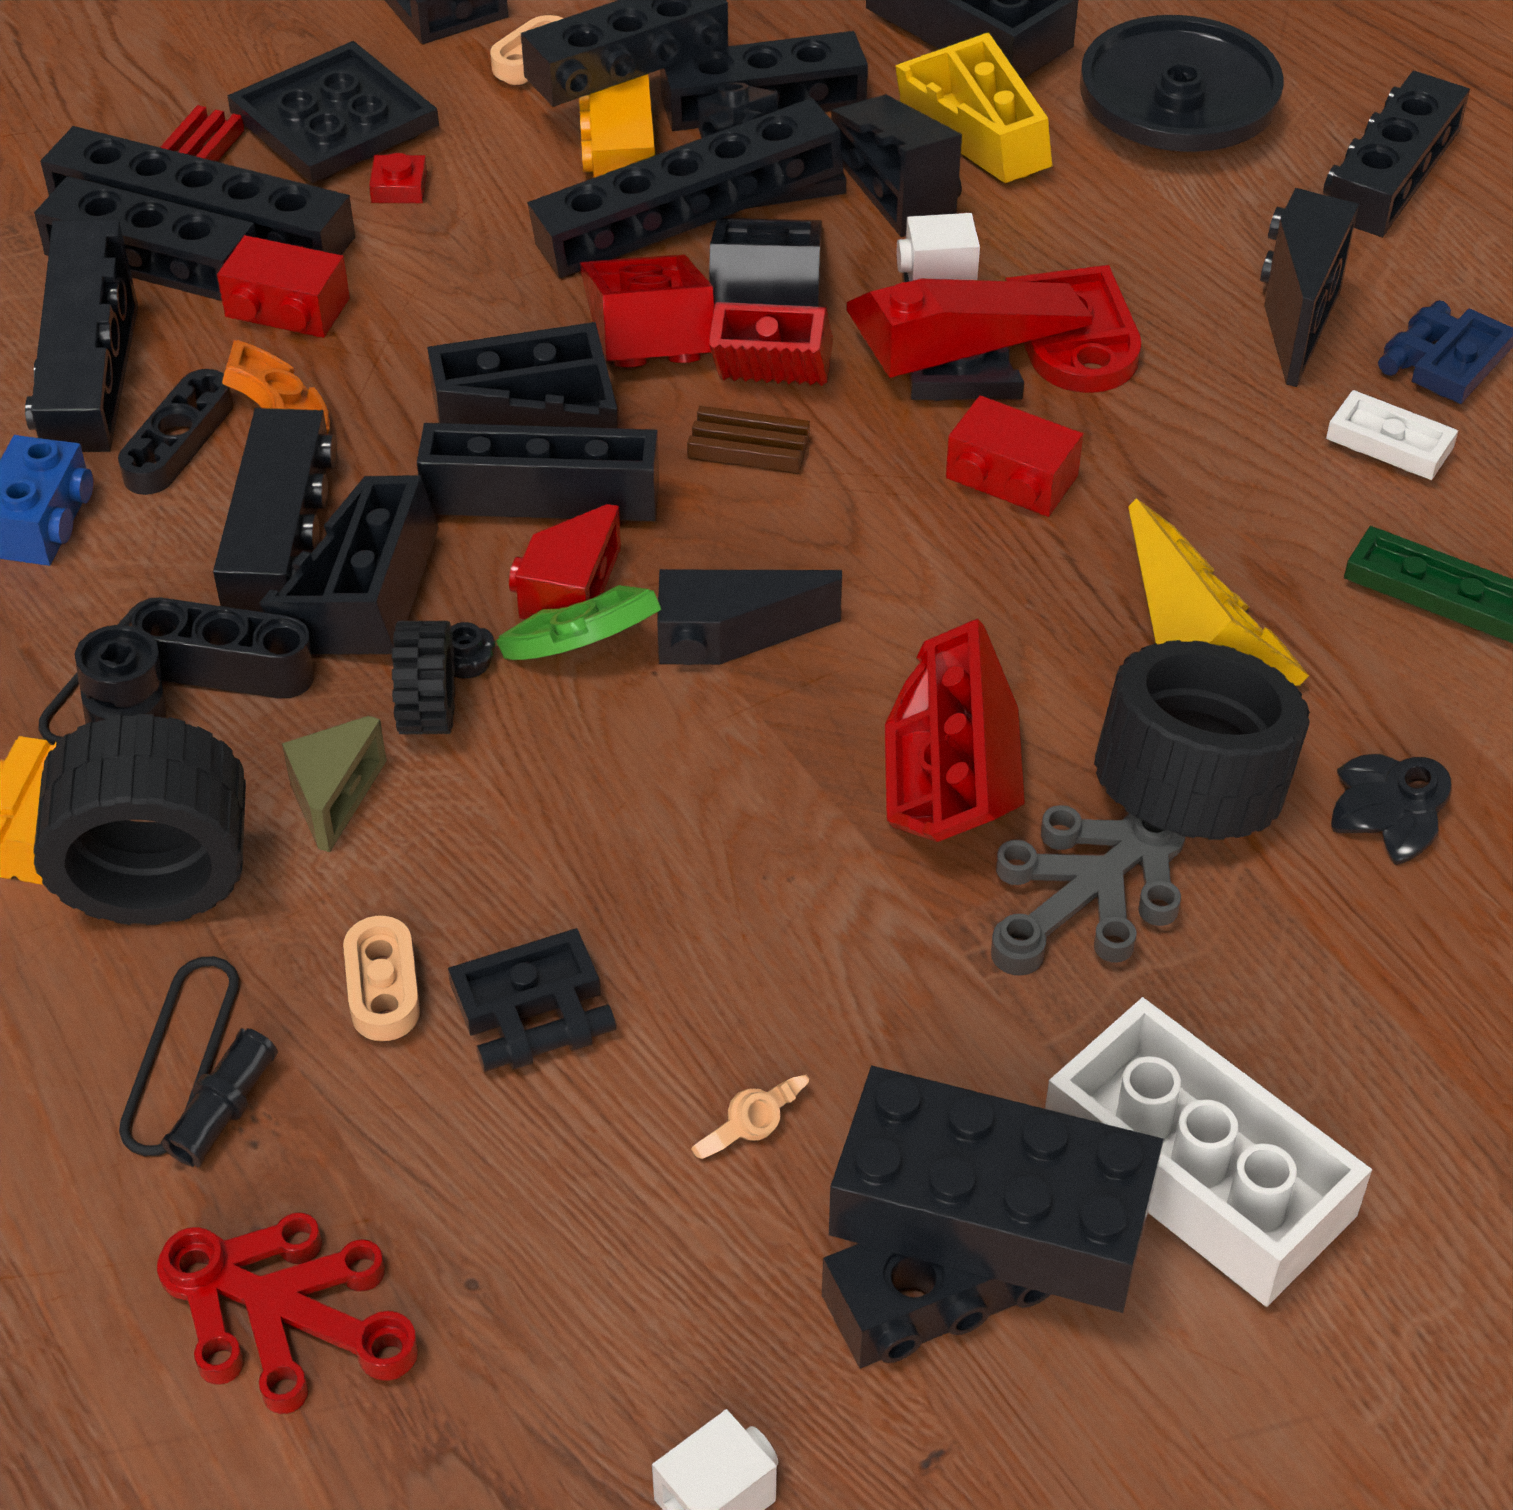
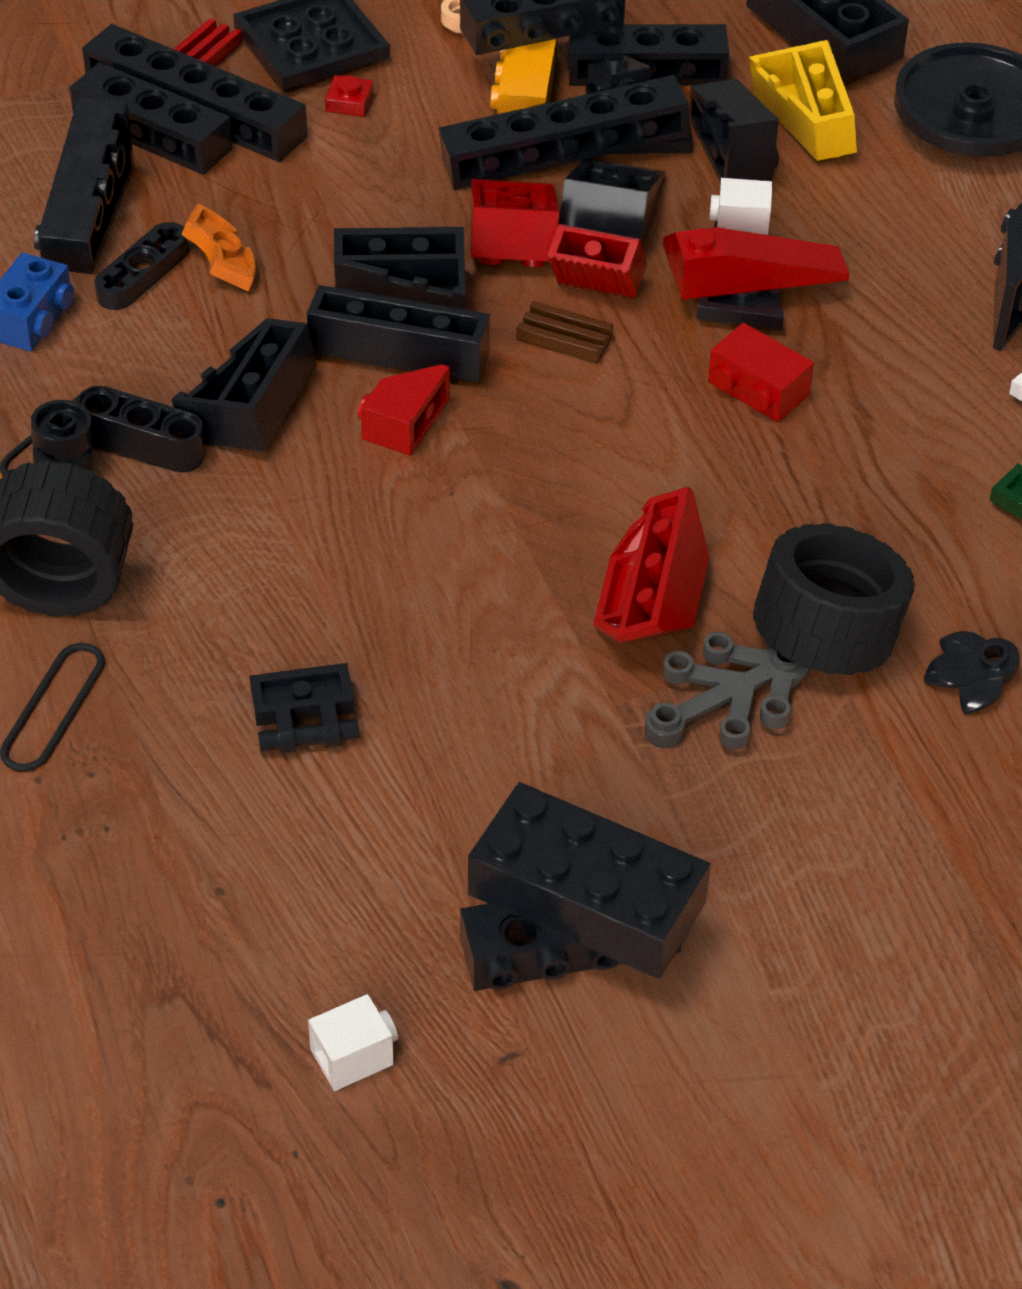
camera: 10 degrees right, 0 degrees up
(219, 1097) = (72, 738): black pin -> none
(274, 504) = (200, 328): black brick -> none
(280, 1299) = (86, 877): red plant -> none
(283, 286) = (243, 167): red brick -> none
(333, 774) = (201, 529): olive slope -> none
(381, 982) = (199, 685): light nougat plate -> none
(423, 677) = (278, 470): black tyre -> none
(471, 649) = (316, 456): black plate -> none
(578, 625) = (400, 449): bright green tile -> none
(732, 613) = (521, 458): black slope -> none
(751, 1116) = (440, 811): light nougat piece -> none
(1109, 341) = (861, 295): red tile -> none
(1192, 602) = (866, 501): yellow wedge -> none
(1235, 1165) = (763, 886): white brick -> none

